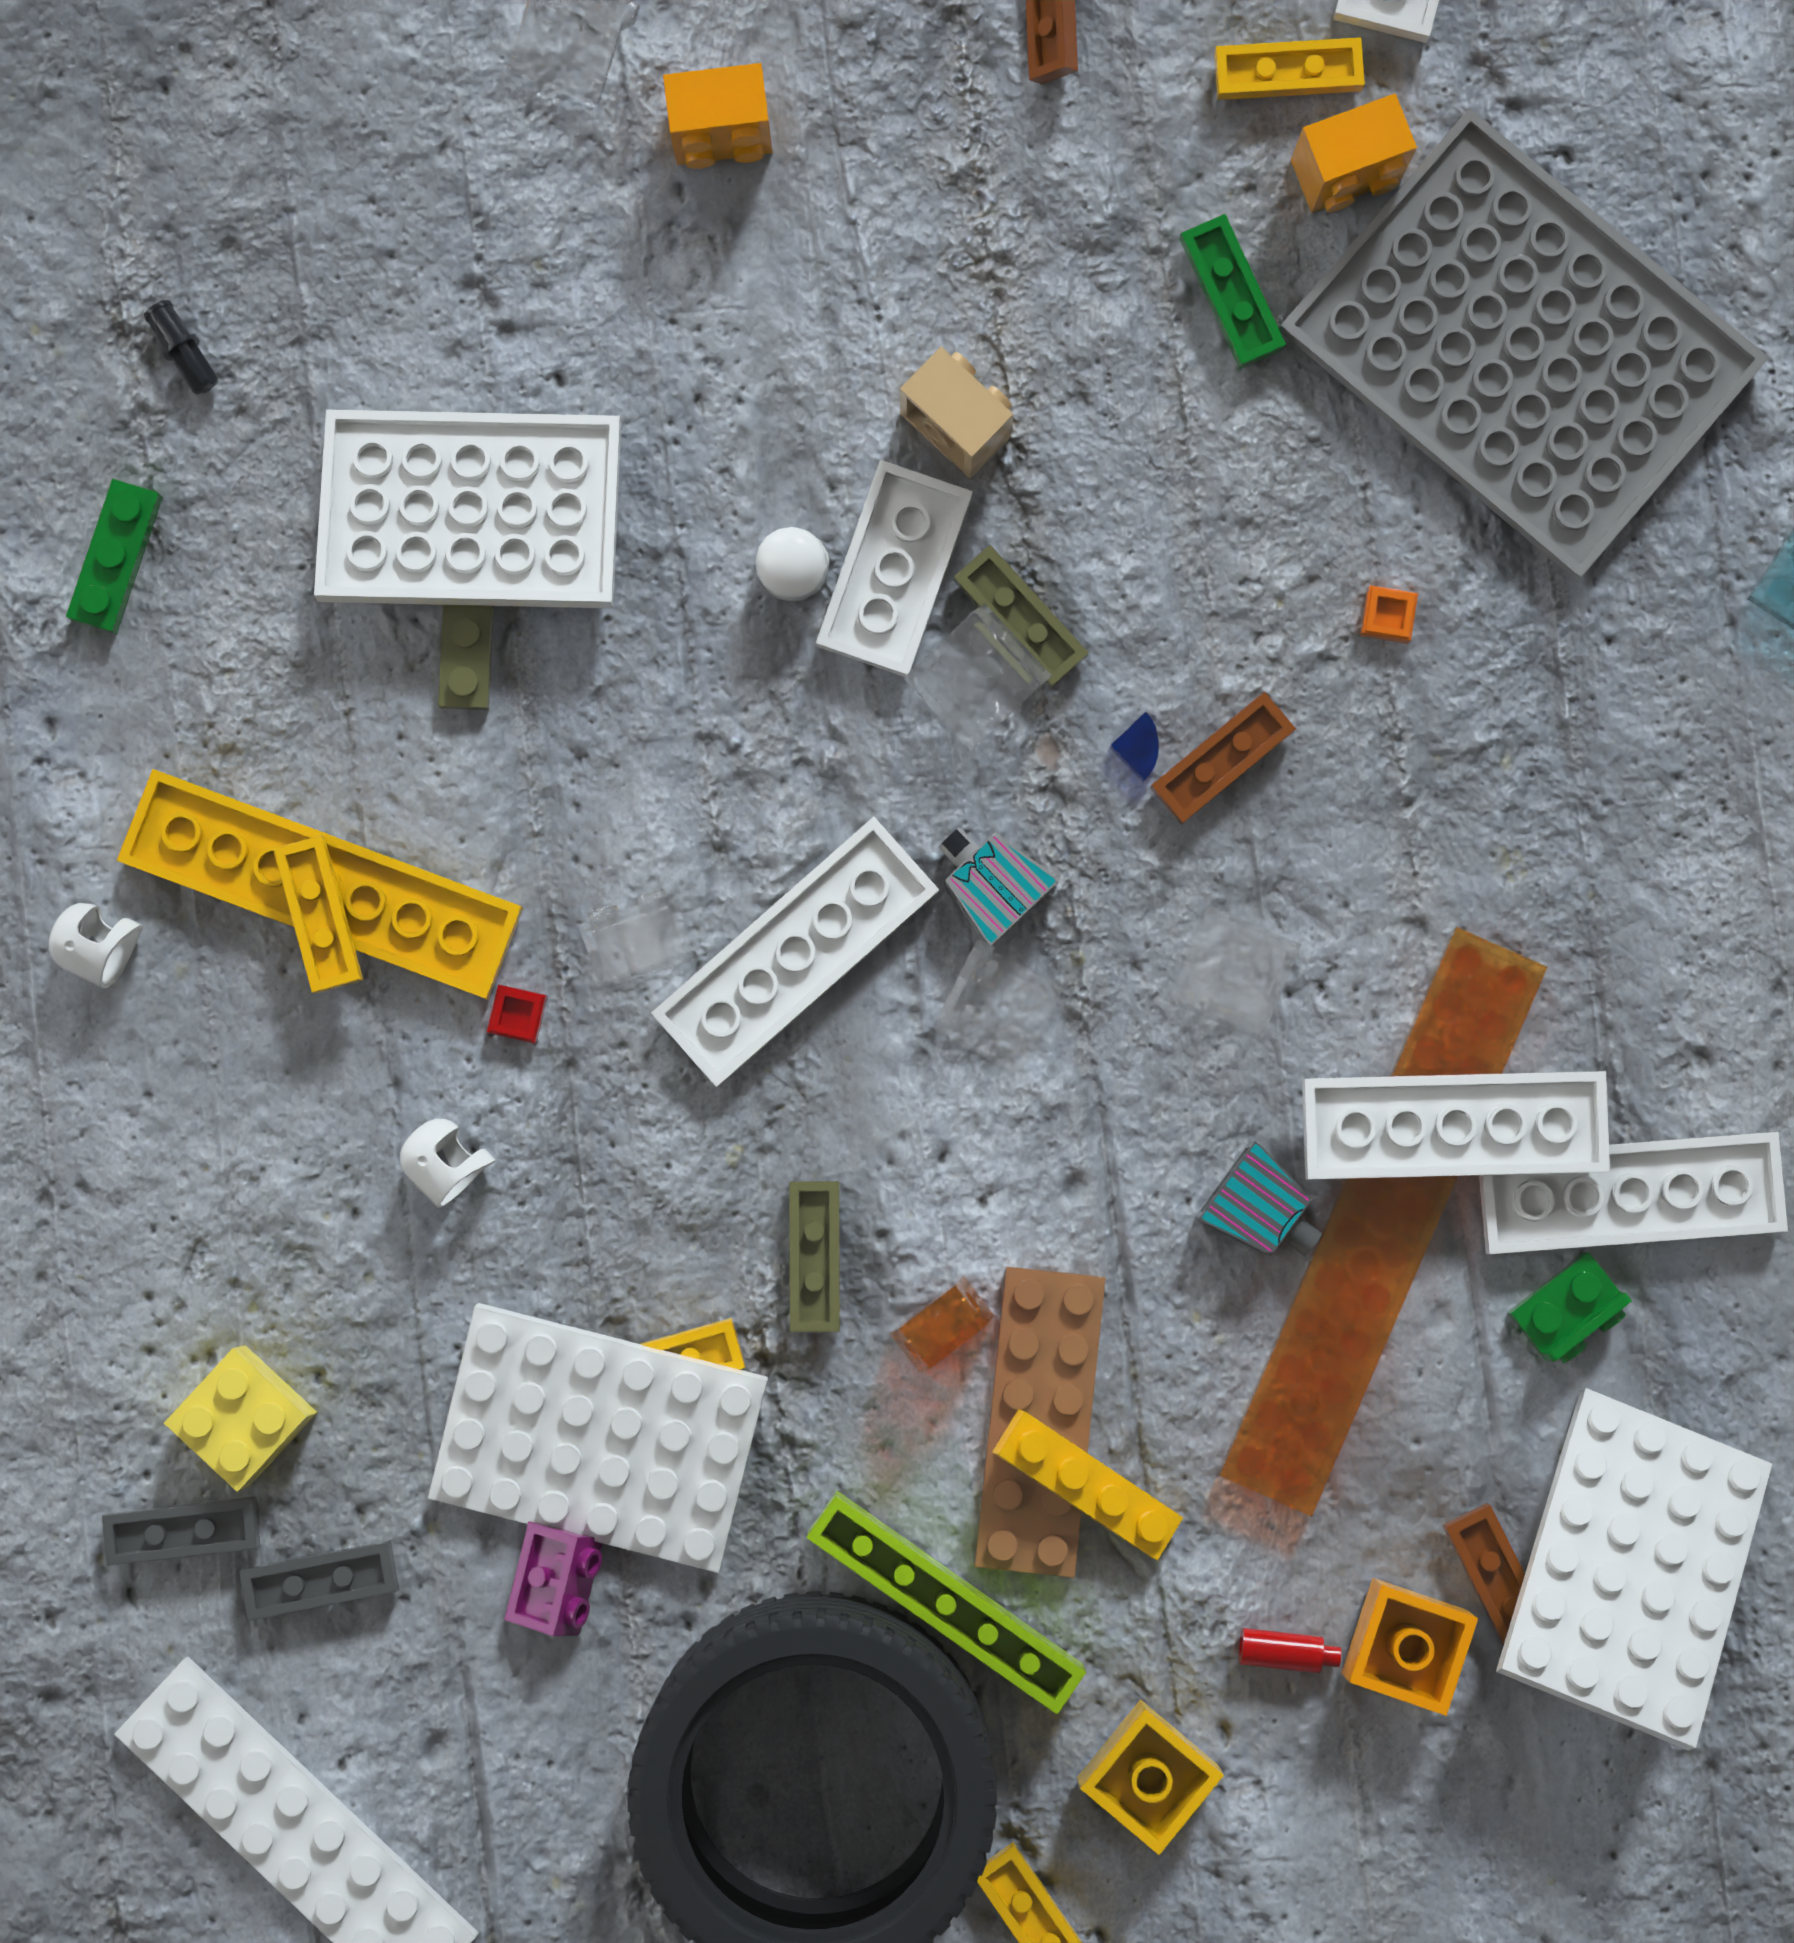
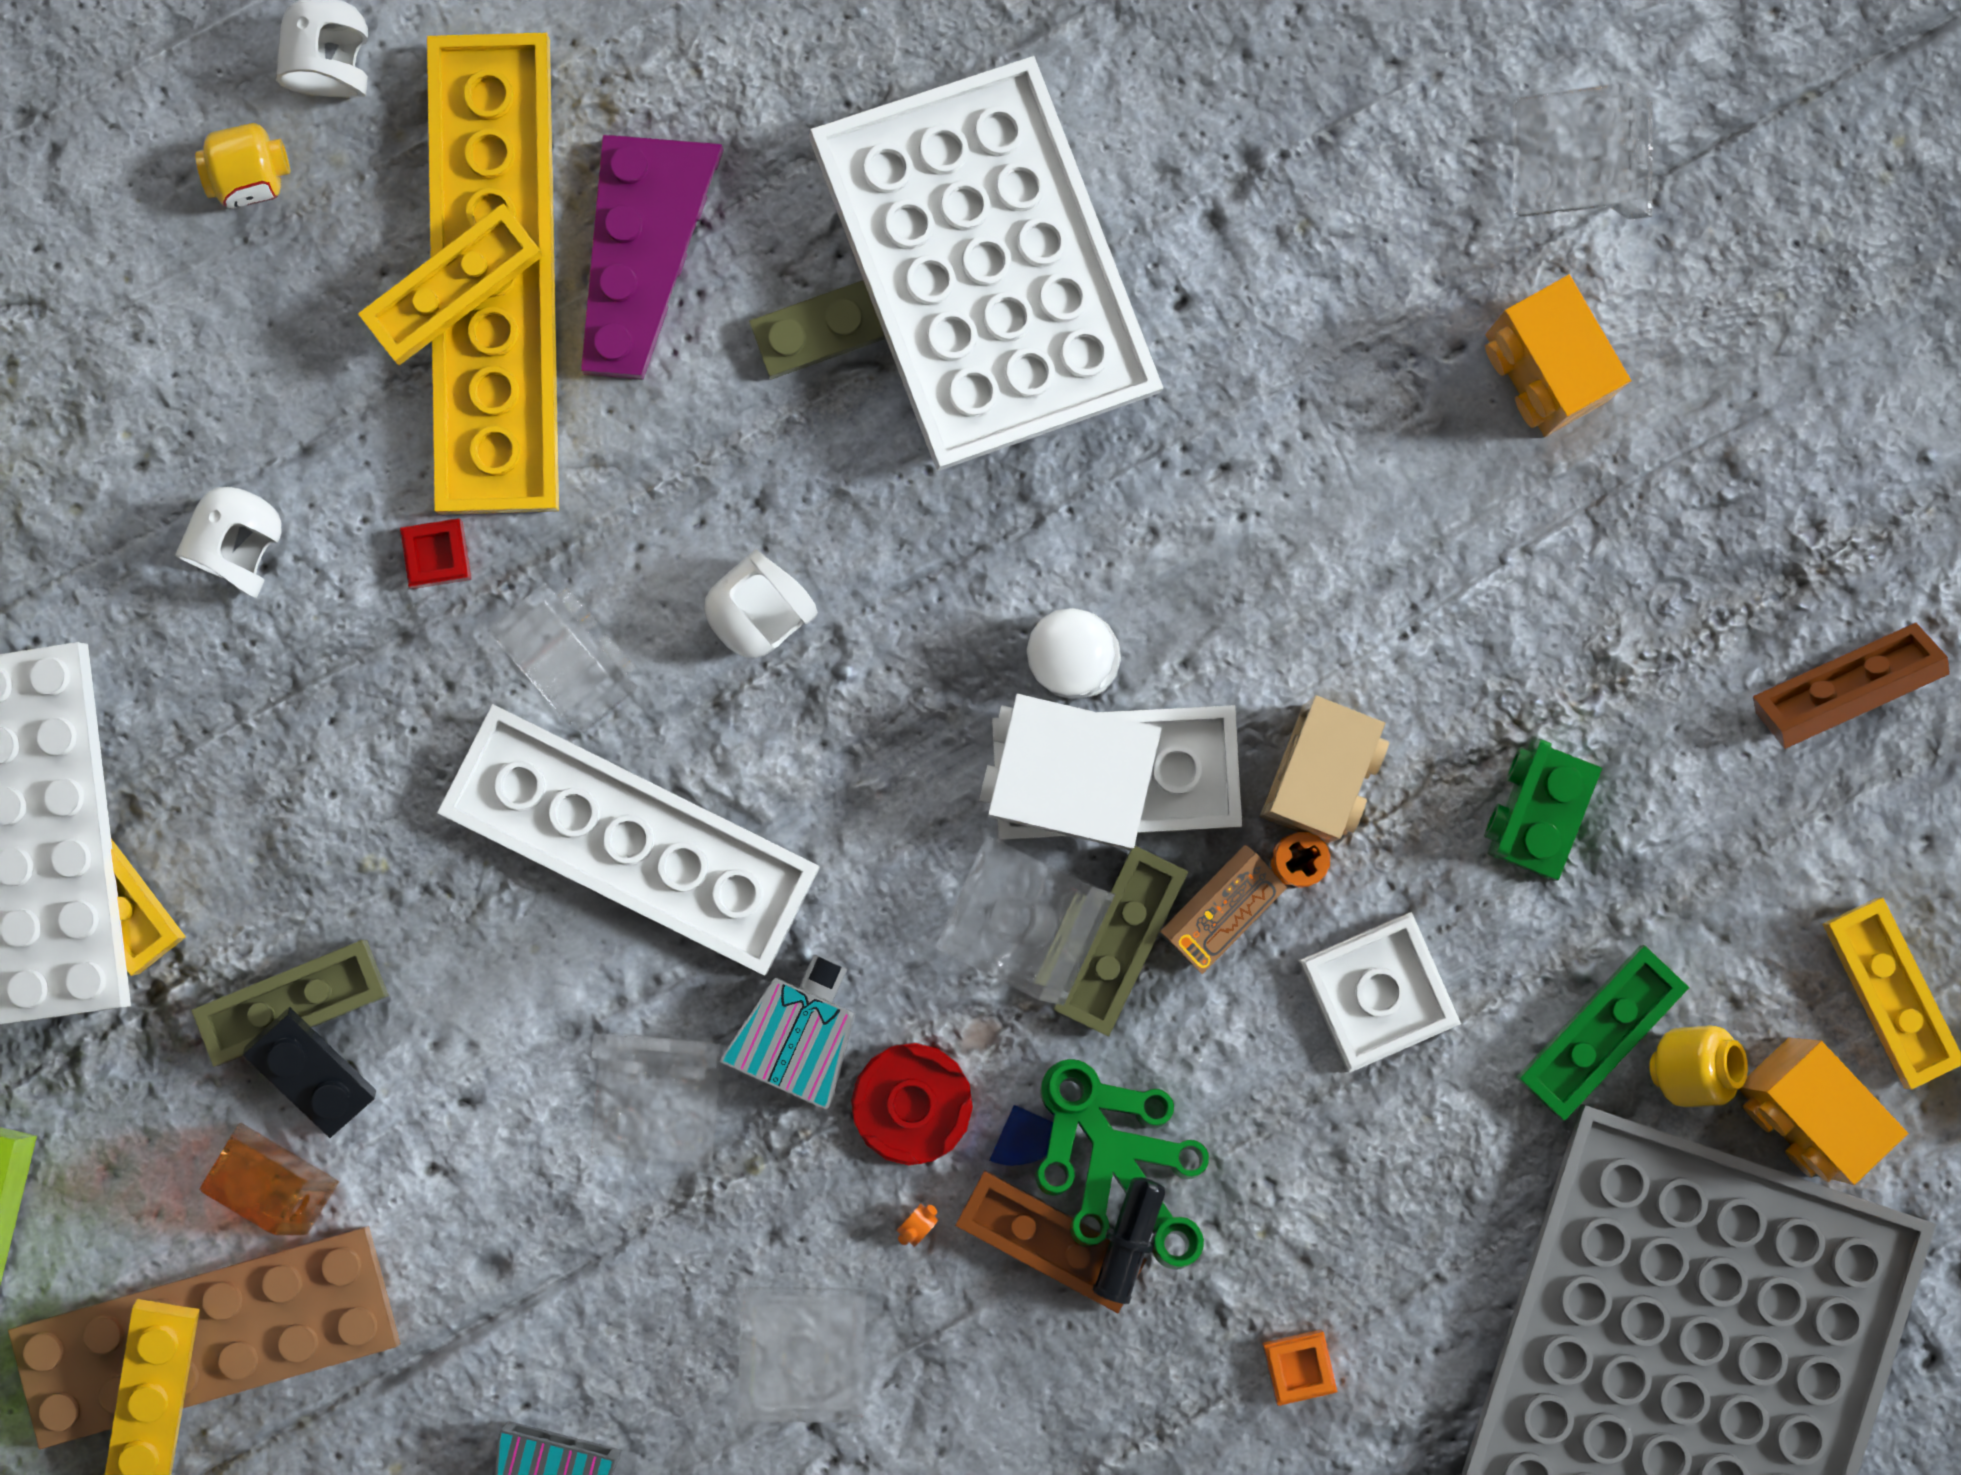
camera: 65 degrees right, 0 degrees up
(157, 1041) = (242, 165): none -> yellow head
(335, 759) = (642, 228): none -> magenta wing
(659, 782) = (757, 606): none -> white helmet
(873, 1260) = (309, 1072): none -> black plate
(881, 596) = (1071, 771): none -> white brick
(1025, 449) = (1318, 865): none -> orange bush
(1028, 530) = (1223, 909): none -> medium nougat tile
(1050, 268) = (1542, 810): none -> green bracket
(1079, 821) = (912, 1103): none -> red tile
(1136, 443) = (1379, 992): none -> white tile
(1171, 852) = (917, 1225): none -> orange piece
(1179, 683) = (1114, 1154): none -> green plant
(1245, 695) = (1129, 1240): none -> black axle
(1285, 230) = (1699, 1066): none -> yellow head

